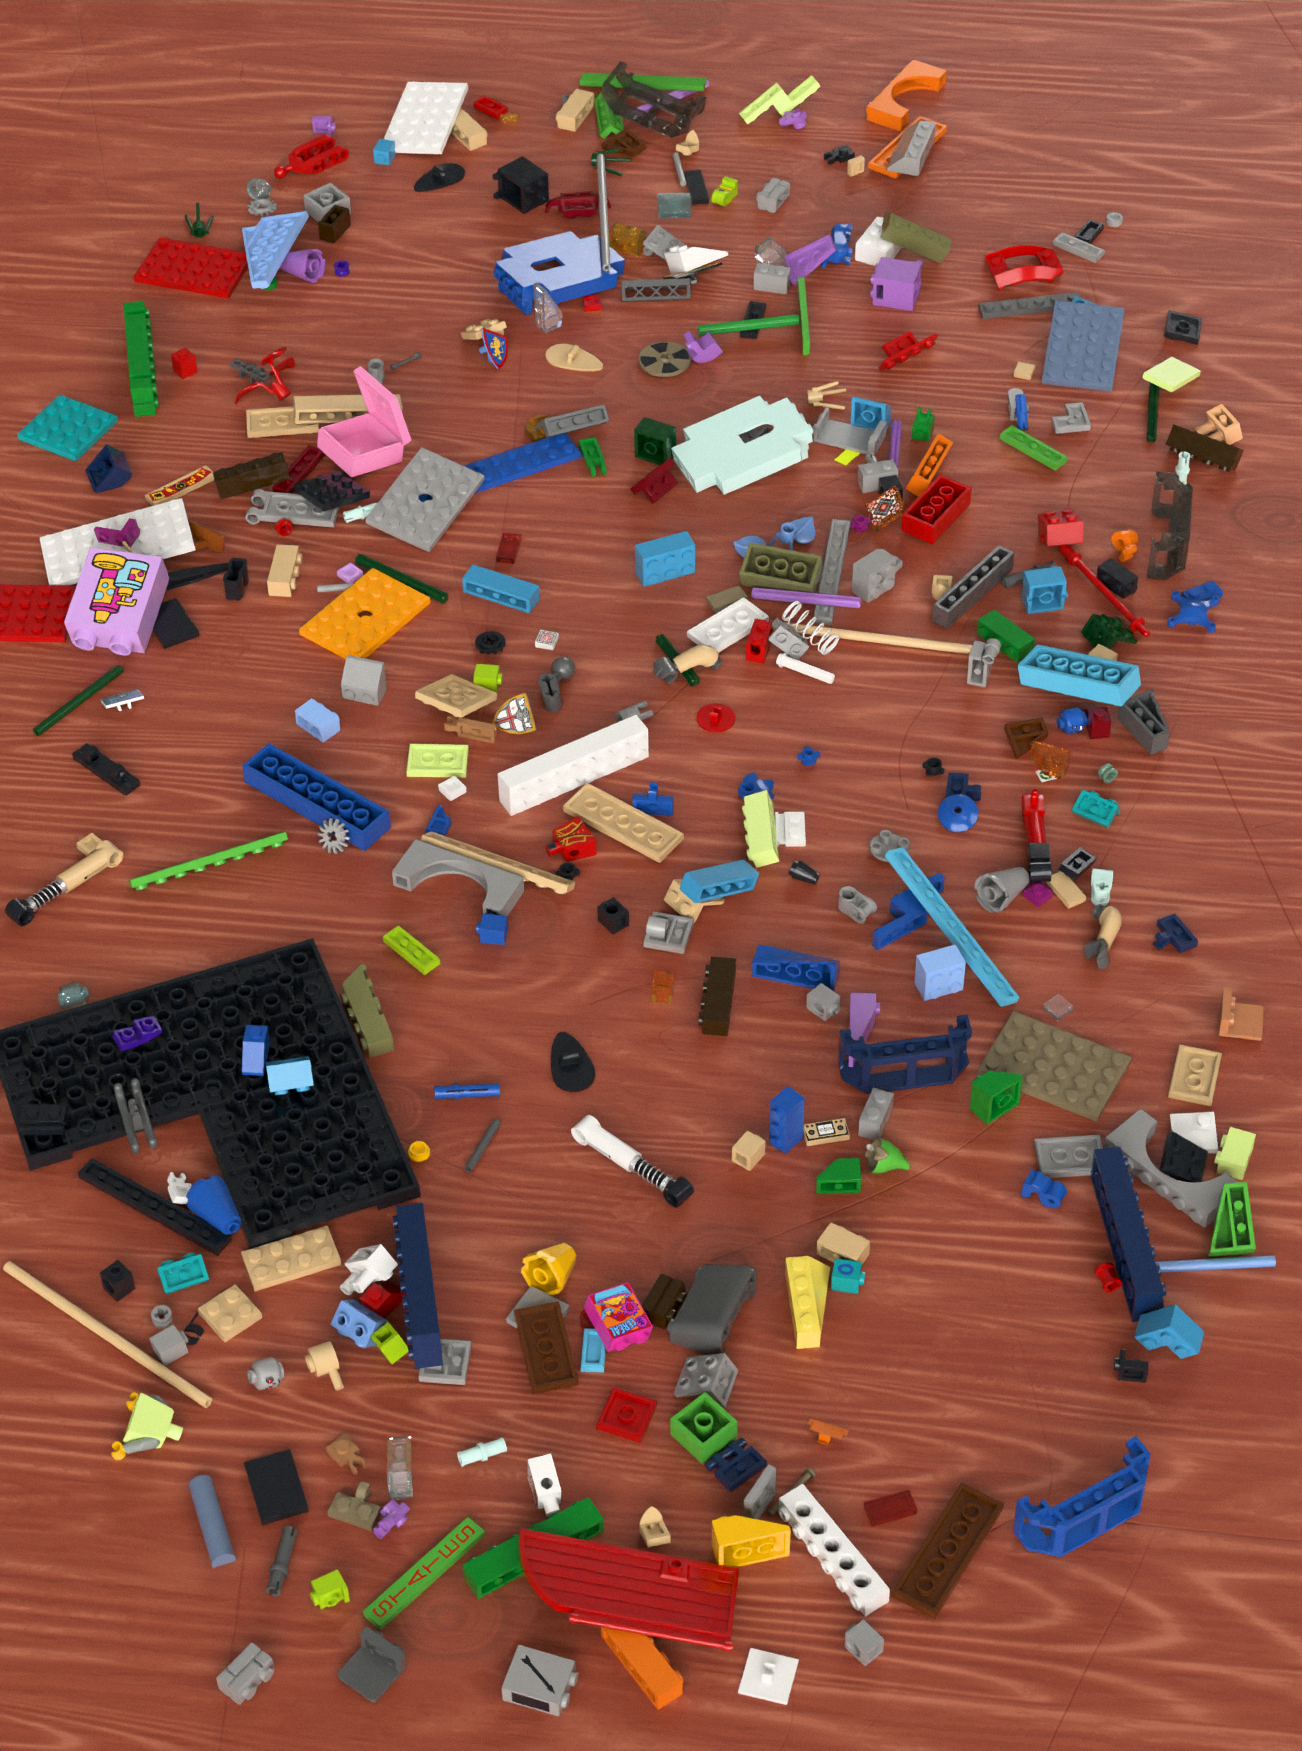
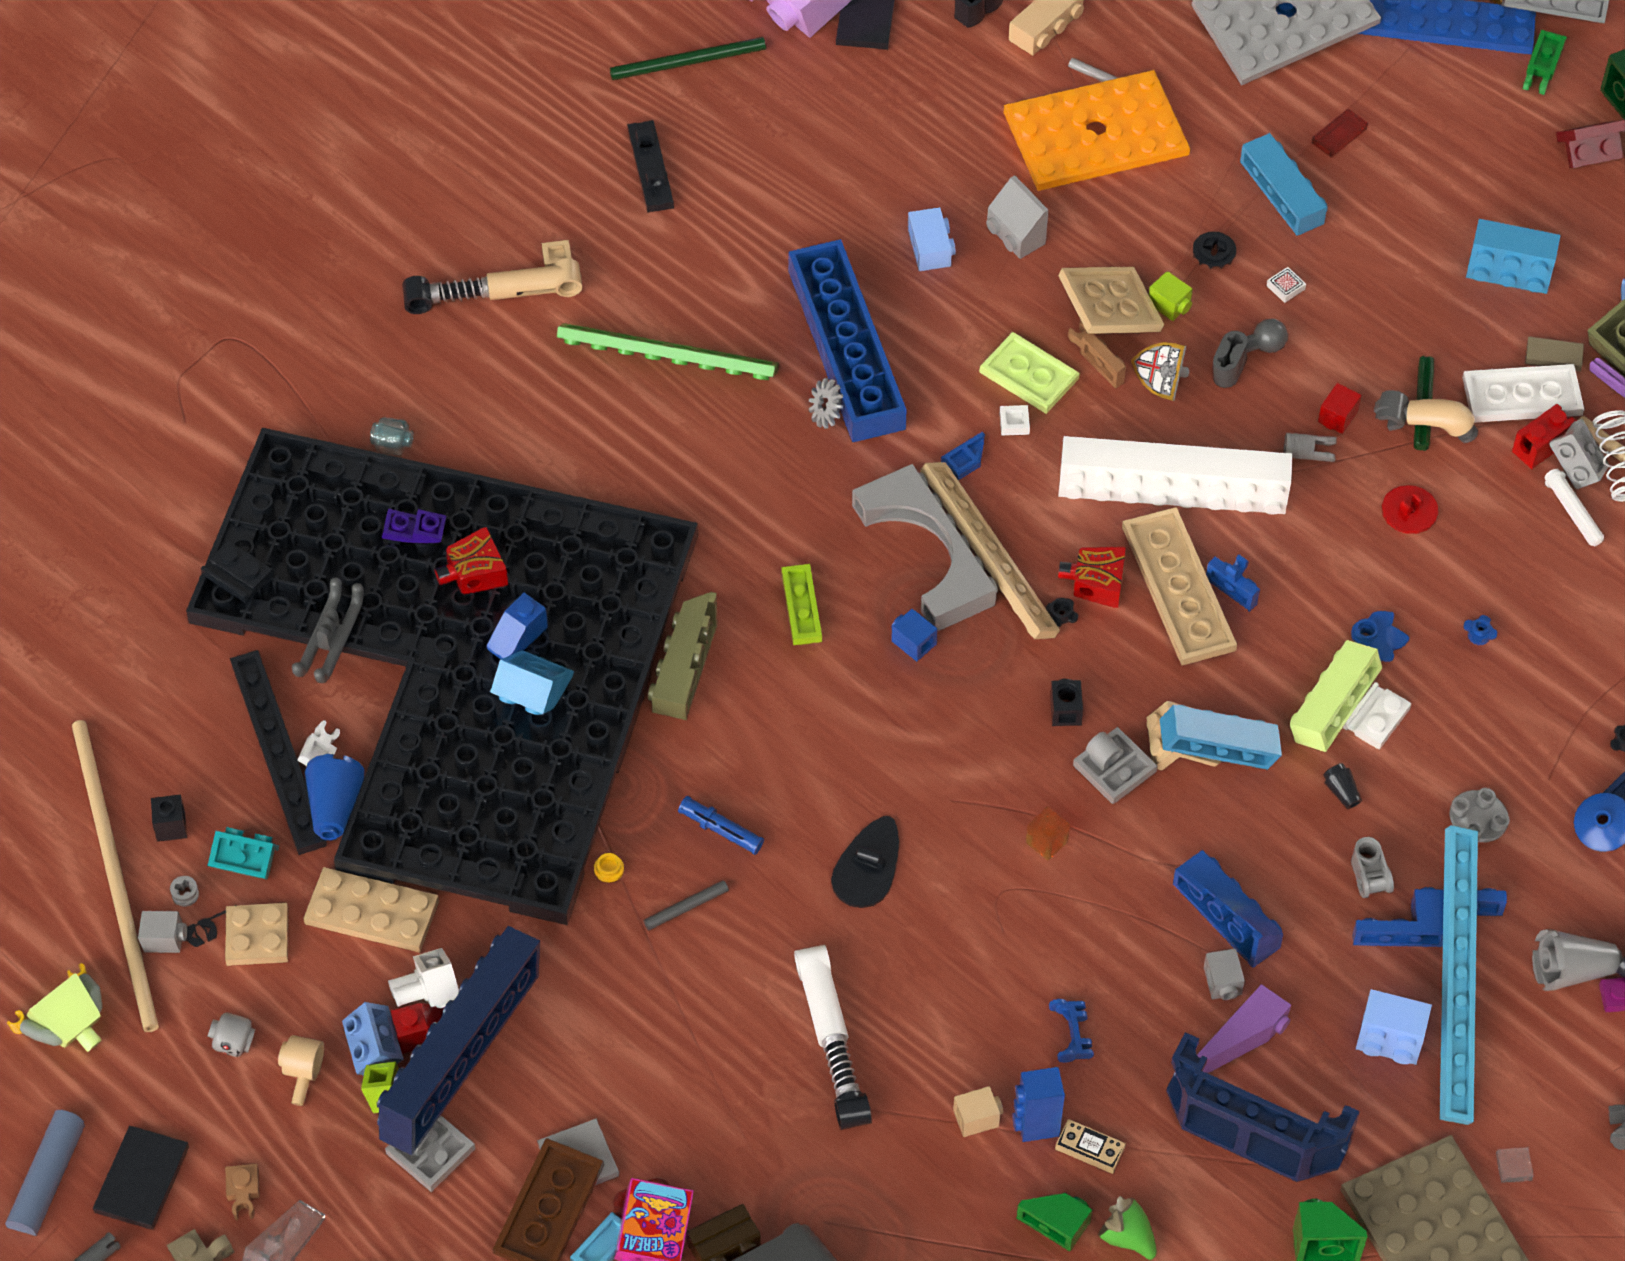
camera: 35 degrees right, 10 degrees up
(122, 698) = (732, 85): piece -> none
(196, 1031) = (473, 564): none -> torso
(349, 573) = (1123, 62): lavender tile -> none
(418, 585) = (1179, 104): dark green axle -> none
(549, 1268) = (631, 1111): yellow cone -> none
(634, 685) = (1339, 408): none -> red brick
(718, 997) = (1105, 886): dark brown brick -> none
(758, 1071) = (1079, 1046): none -> blue piece
(876, 1114) = (1164, 1164): light grey brick -> none

